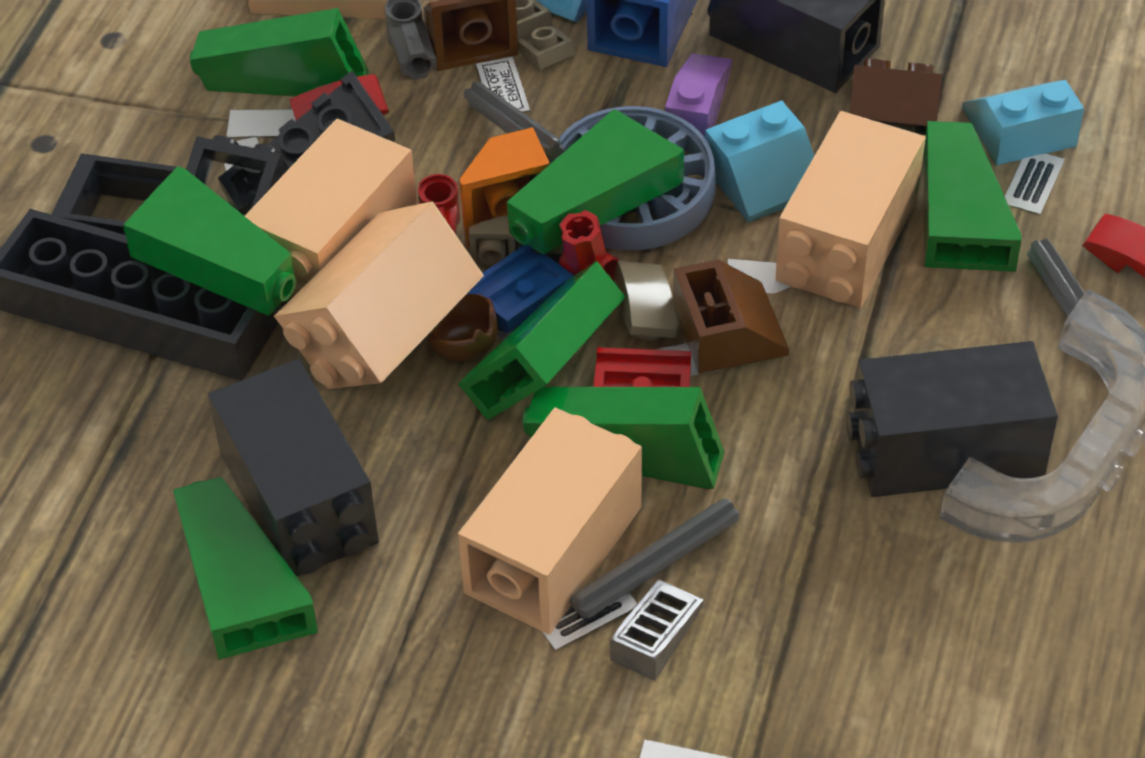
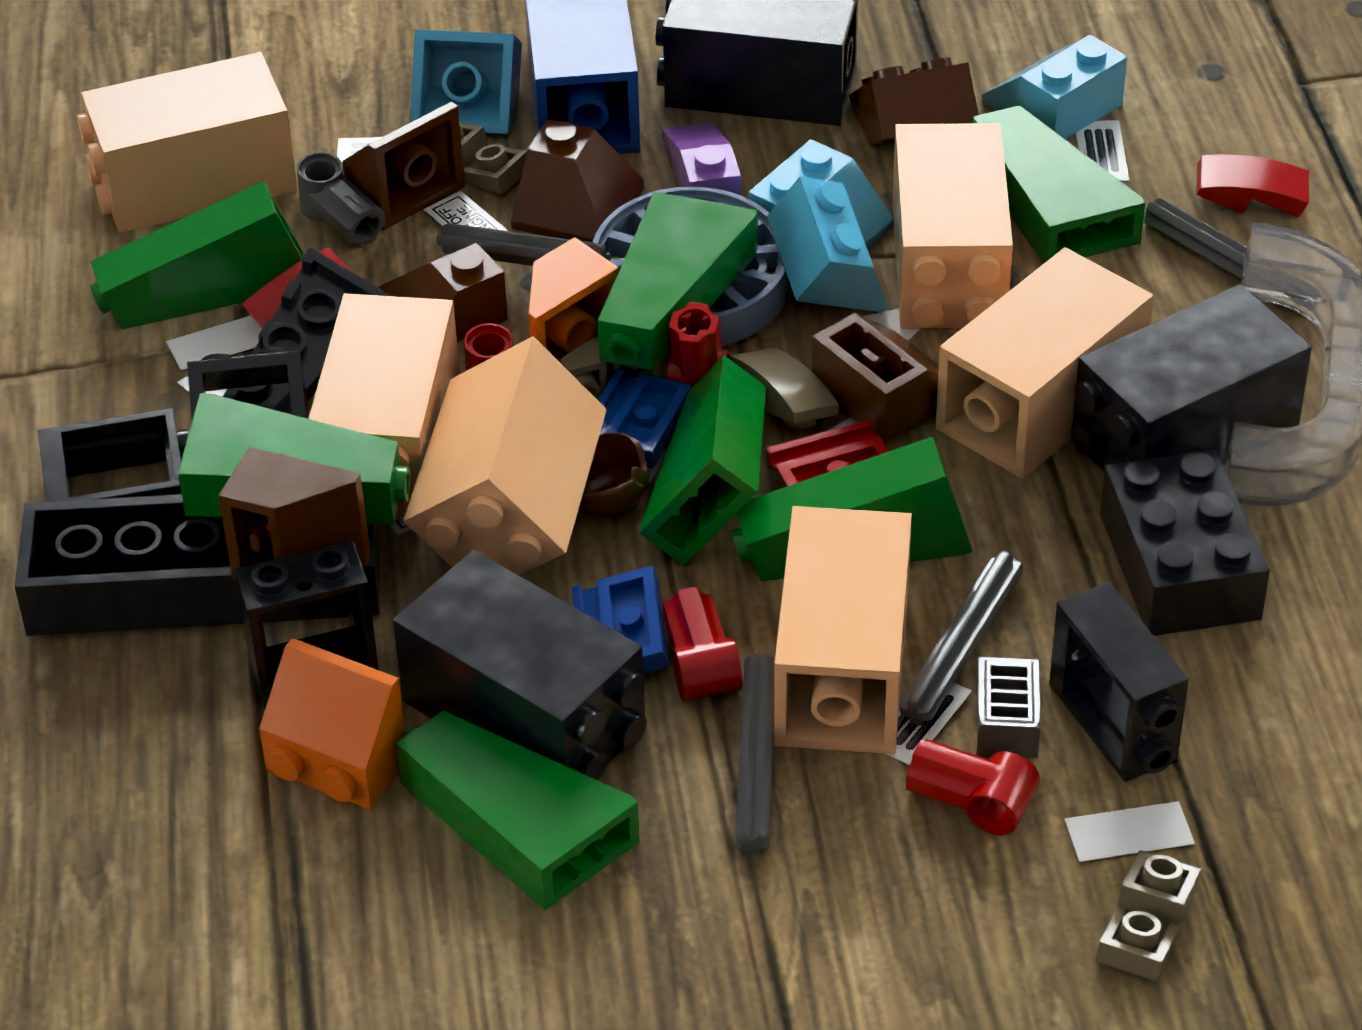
camera: 25 degrees left, 5 degrees down
(138, 459) = (333, 725): none -> orange slope
(145, 399) = (284, 584): none -> black window
(176, 290) = (290, 507): none -> reddish brown slope
(405, 452) = (631, 607): none -> blue plate
(424, 617) = (755, 755): none -> dark grey axle
(439, 140) = (466, 278): none -> reddish brown slope
(448, 499) = (701, 655): none -> red piece
(589, 75) = (571, 183): none -> reddish brown slope
(590, 693) = (989, 790): none -> red piece
(736, 645) = (1118, 682): none -> black window
(739, 197) = (824, 247): none -> medium azure slope
(813, 343) = (1015, 365): none -> light nougat brick
(873, 544) = (1183, 542): none -> black brick

